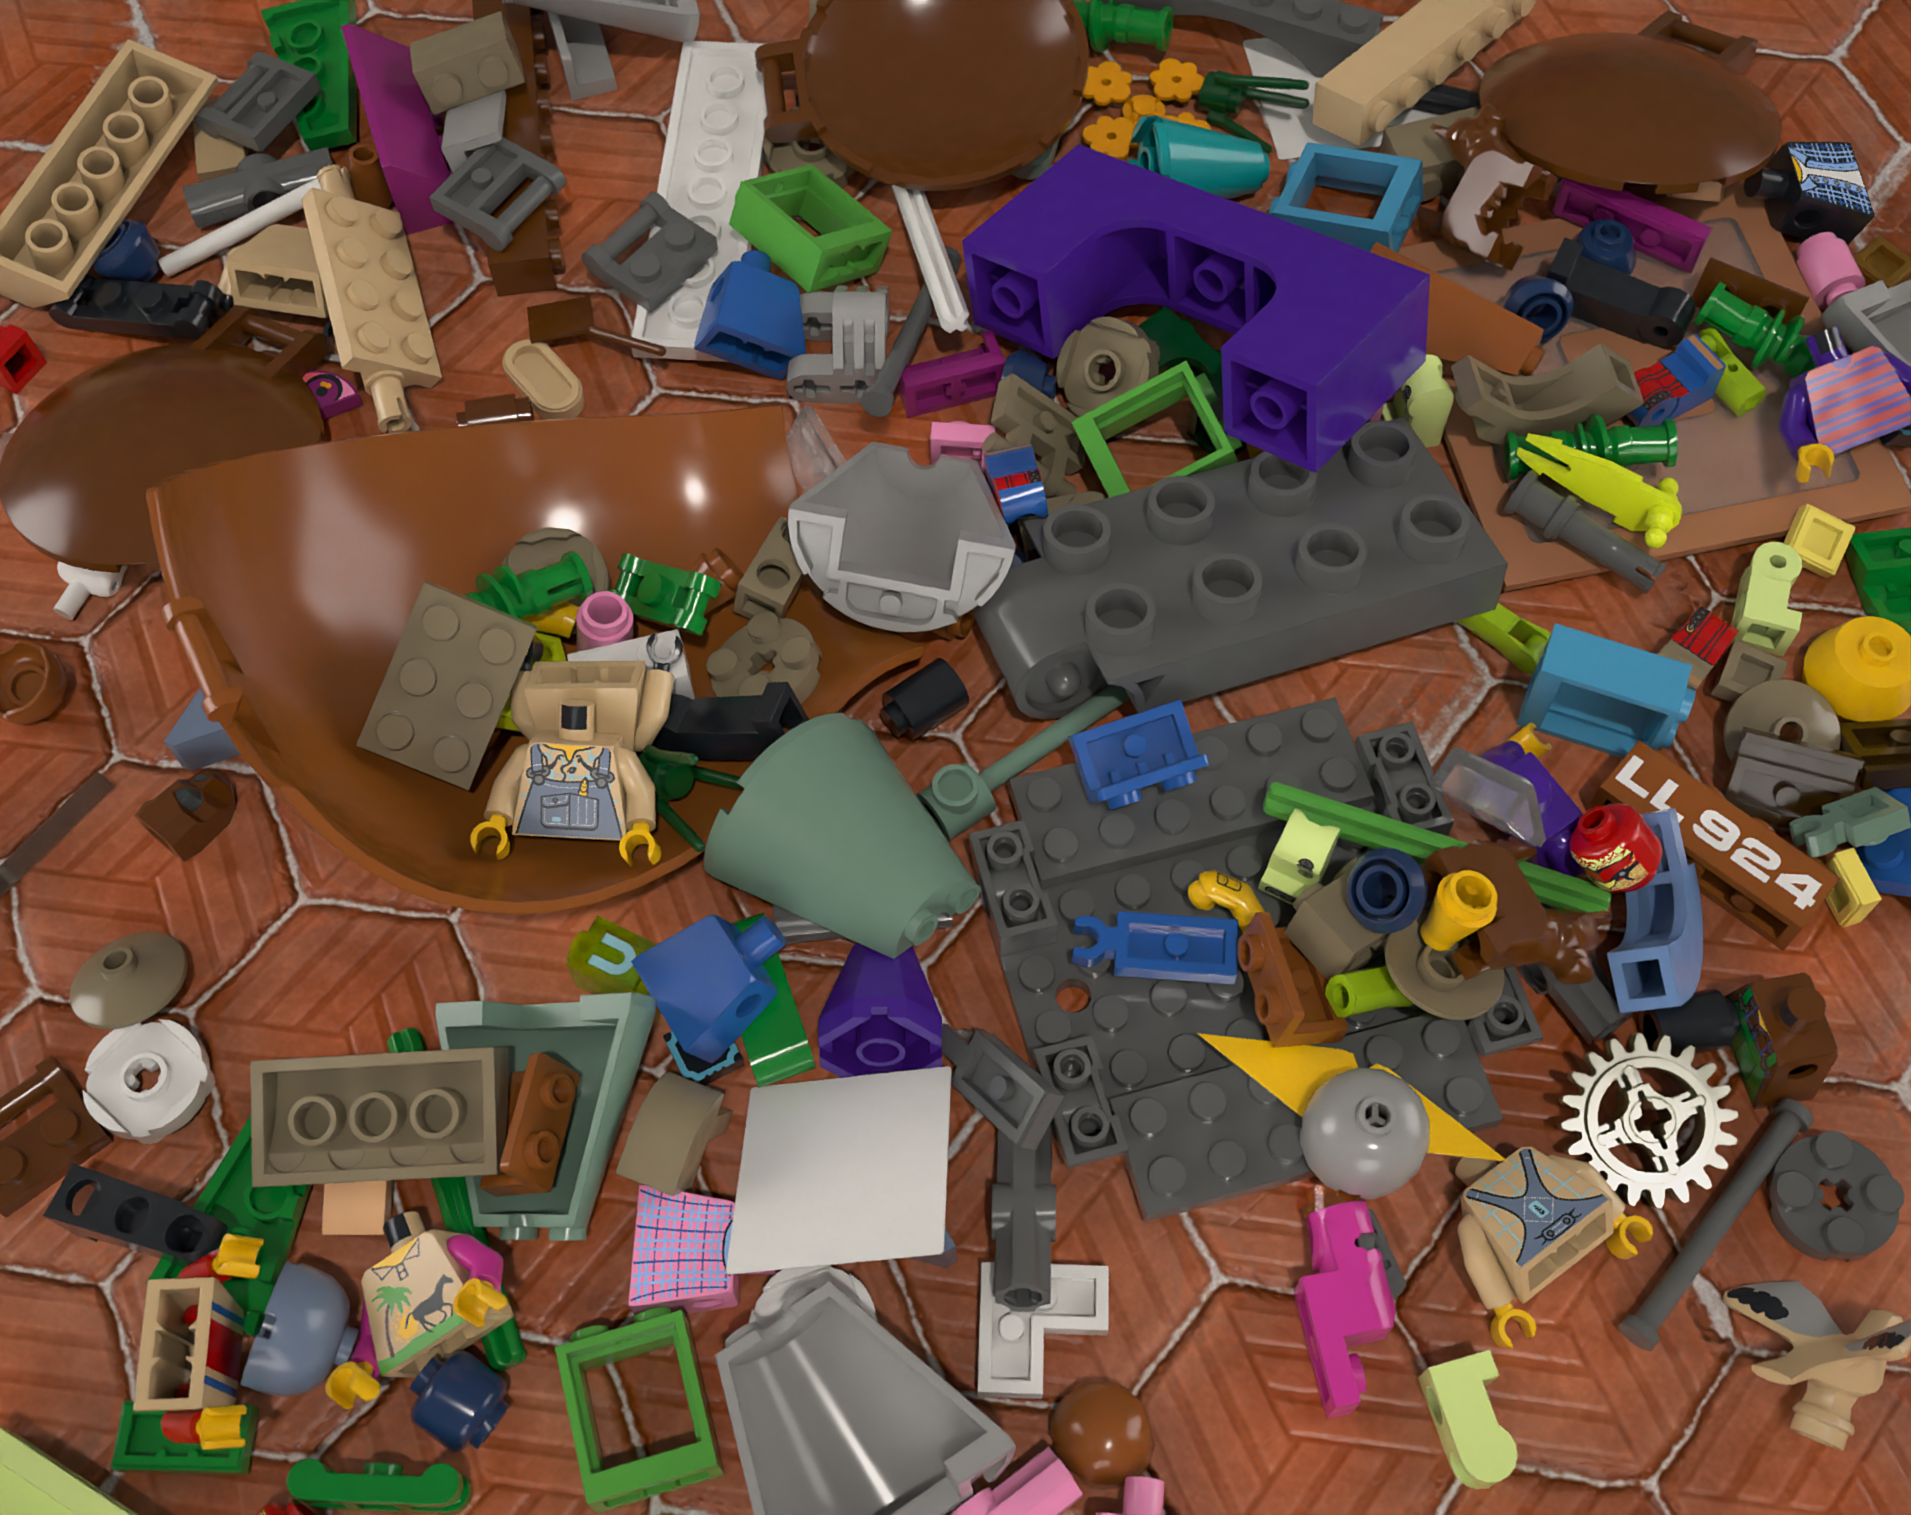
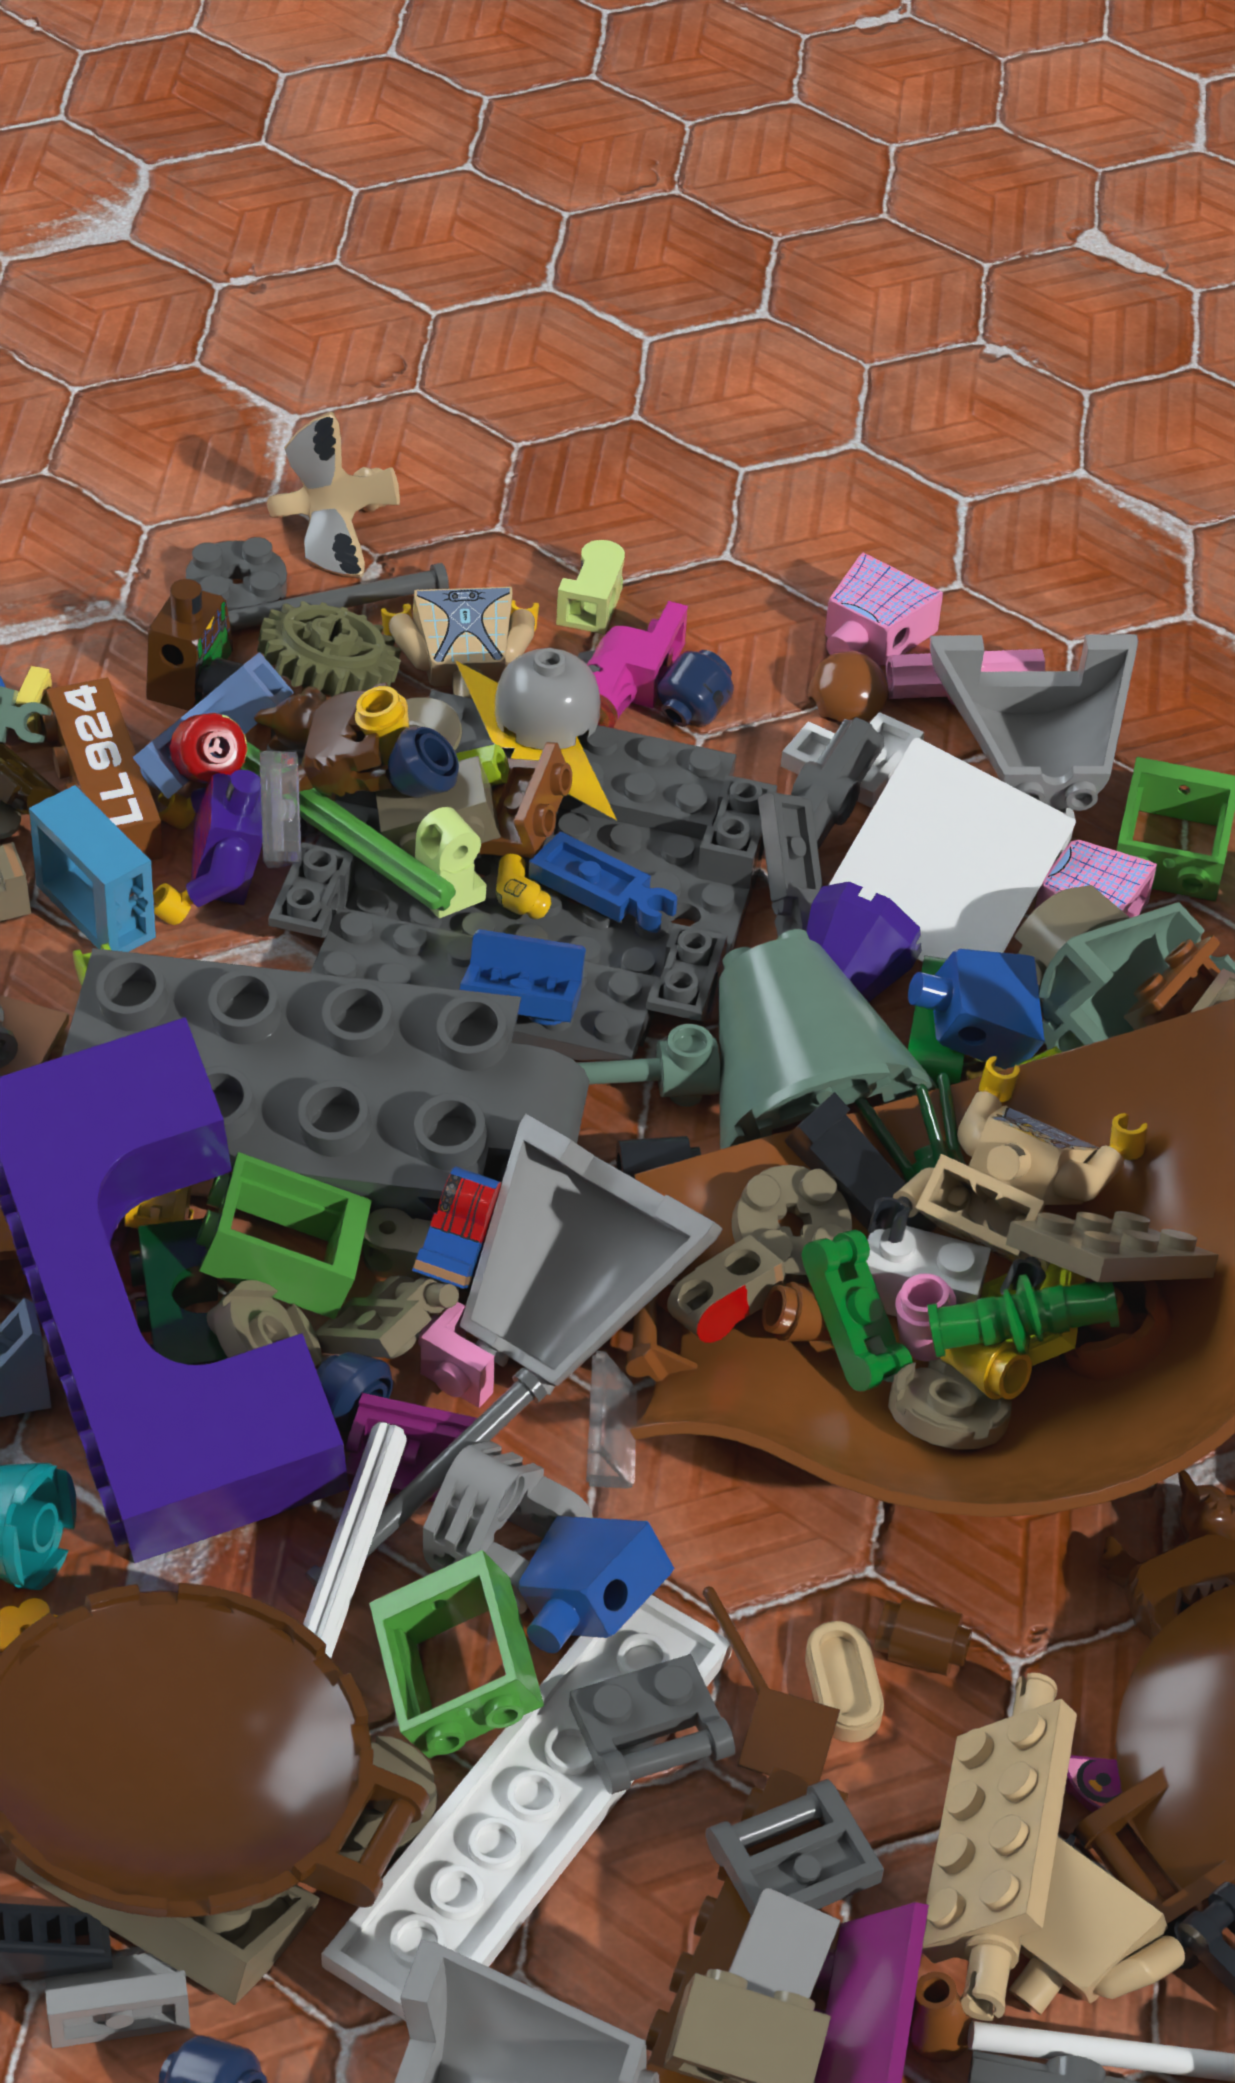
camera: 155 degrees left, 15 degrees down
(1255, 1311) = (695, 688): none -> dark blue head

